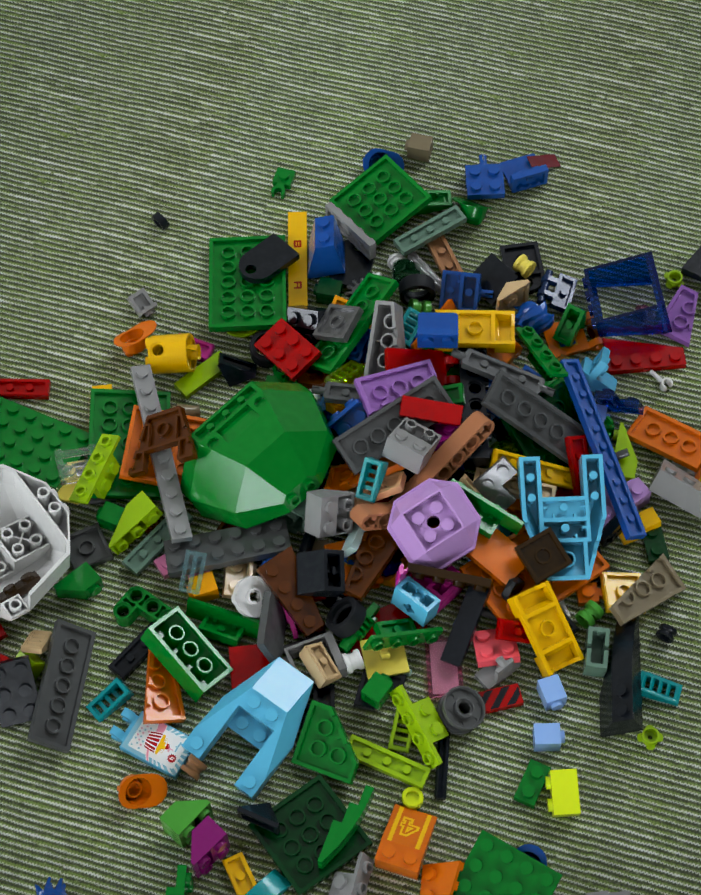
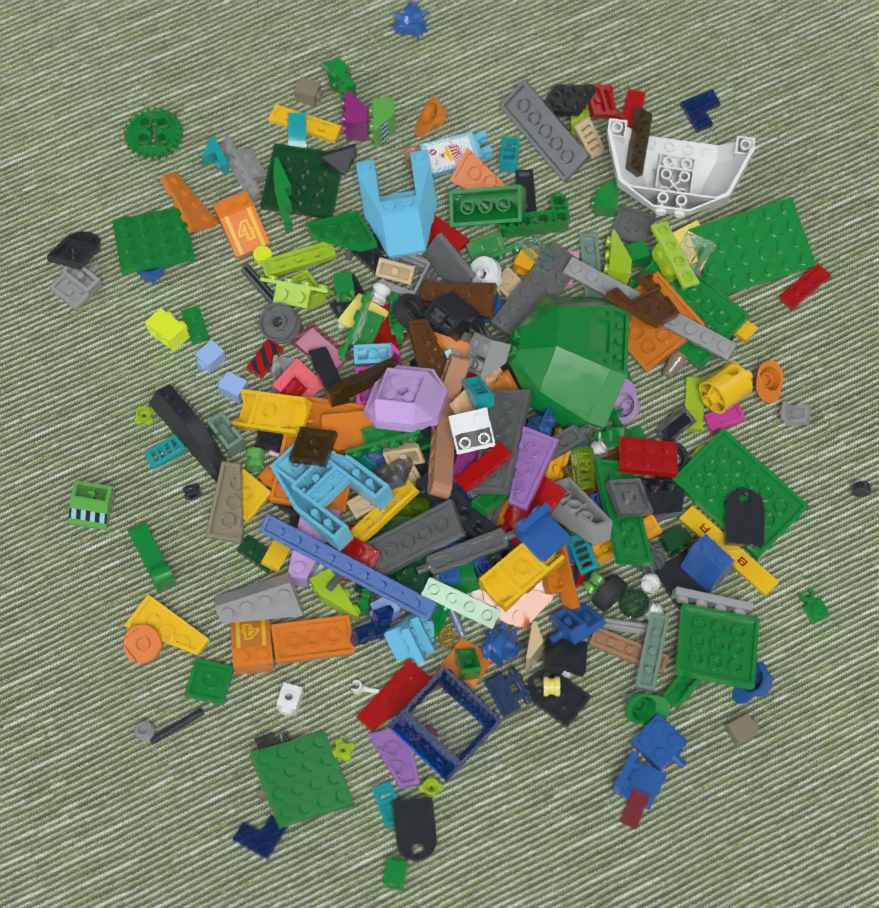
camera: 135 degrees right, 5 degrees up
(512, 588) = (316, 417): black tile -> none

